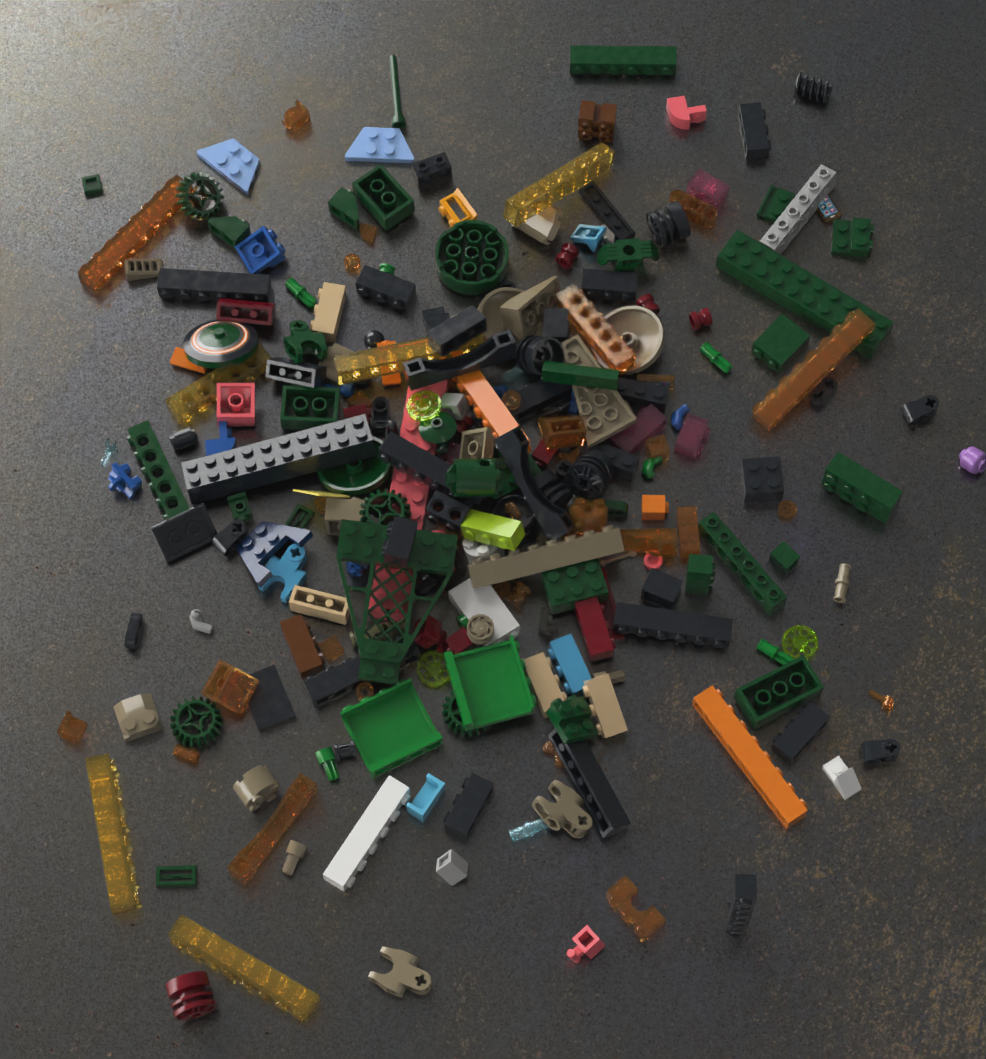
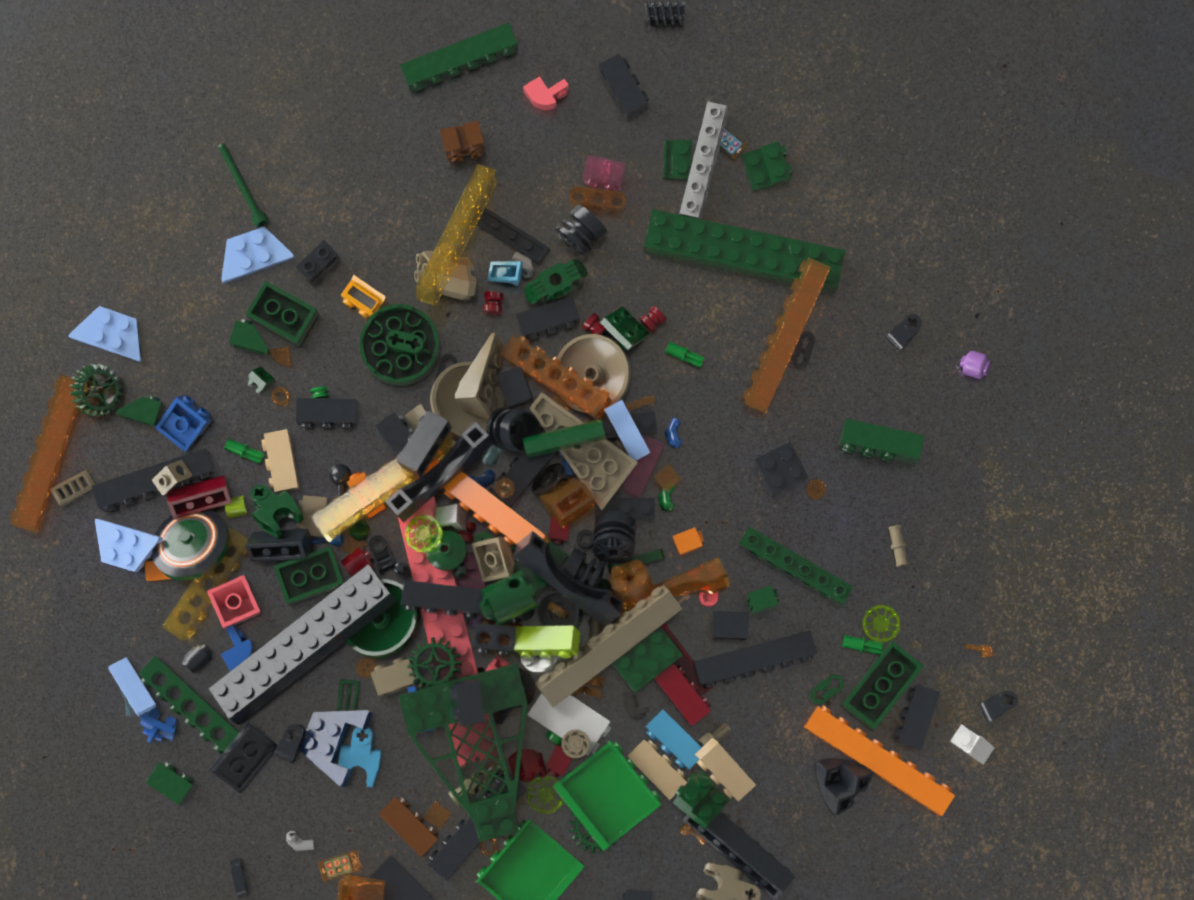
camera: 20 degrees left, 15 degrees up
(112, 530) = (170, 783): none -> dark green brick
(117, 439) = (132, 686): none -> light blue tile
(165, 326) = (124, 545): none -> light blue wing
(229, 281) = (168, 477): none -> dark tan bracket
(231, 655) = (339, 865): none -> clear orange tile
(235, 504) = (280, 703): dark green brick -> none
(273, 334) = (237, 507): none -> lime brick
(296, 117) = (153, 257): clear orange brick -> none
(319, 604) = (408, 779): tan brick -> none
(321, 493) = (361, 666): light yellow window -> none
(342, 241) = (261, 378): none -> dark green tile
(370, 390) = (359, 530): none -> dark green tile
(477, 252) = (406, 337): none -> dark green beam
(639, 391) = (627, 430): none -> light blue tile
(672, 315) = (624, 328): none -> dark green plate
(687, 531) = (731, 554): clear orange beam -> none
(691, 436) = (695, 451): clear pink brick -> none
(707, 761) = (841, 781): none -> black brick
(727, 674) = (829, 693): none -> dark green beam
(780, 343) = (741, 314): dark green brick -> none
(784, 558) = (833, 543): dark green panel -> none

